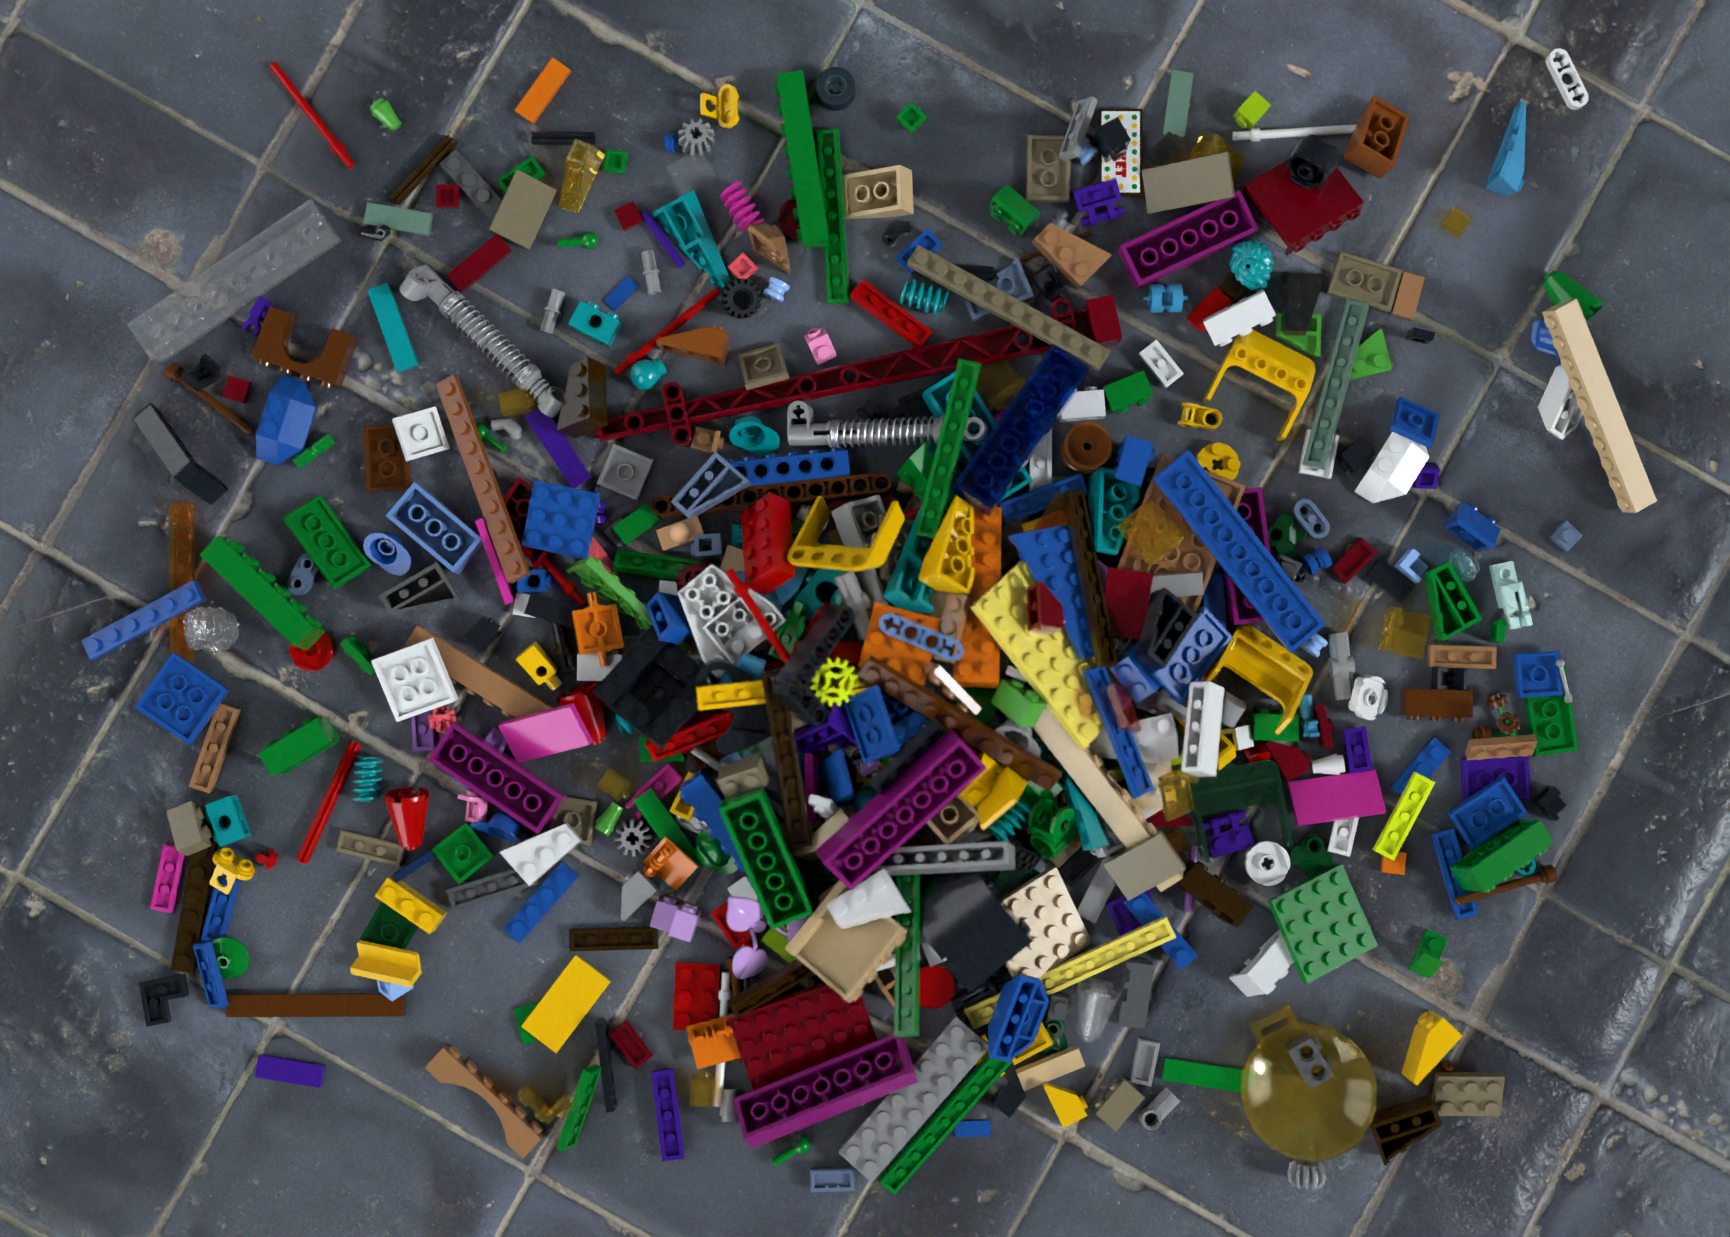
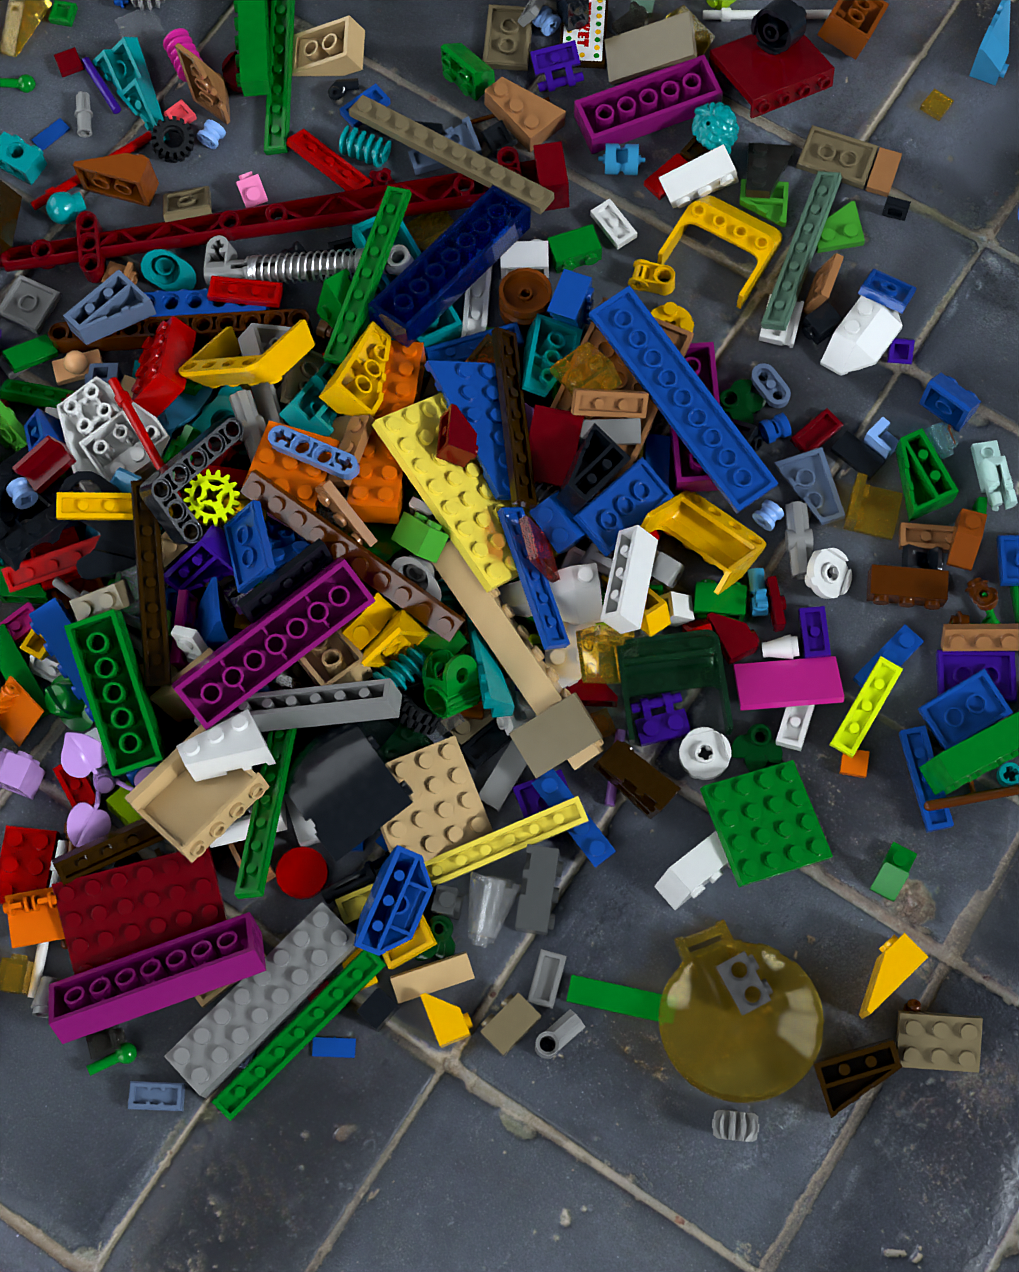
camera: 10 degrees right, 15 degrees down
(655, 674) = (22, 493): none -> light blue wheel
(676, 650) = (45, 463): none -> dark red panel
(829, 457) = (245, 291): none -> red tile
(936, 328) = (385, 173): none -> dark red plate
(1176, 563) = (609, 403): none -> medium nougat plate
(1353, 612) = (814, 484): none -> sand blue wing
(1357, 420) = (822, 283): none -> medium nougat tile
(1488, 661) = (966, 539): none -> dark orange slope

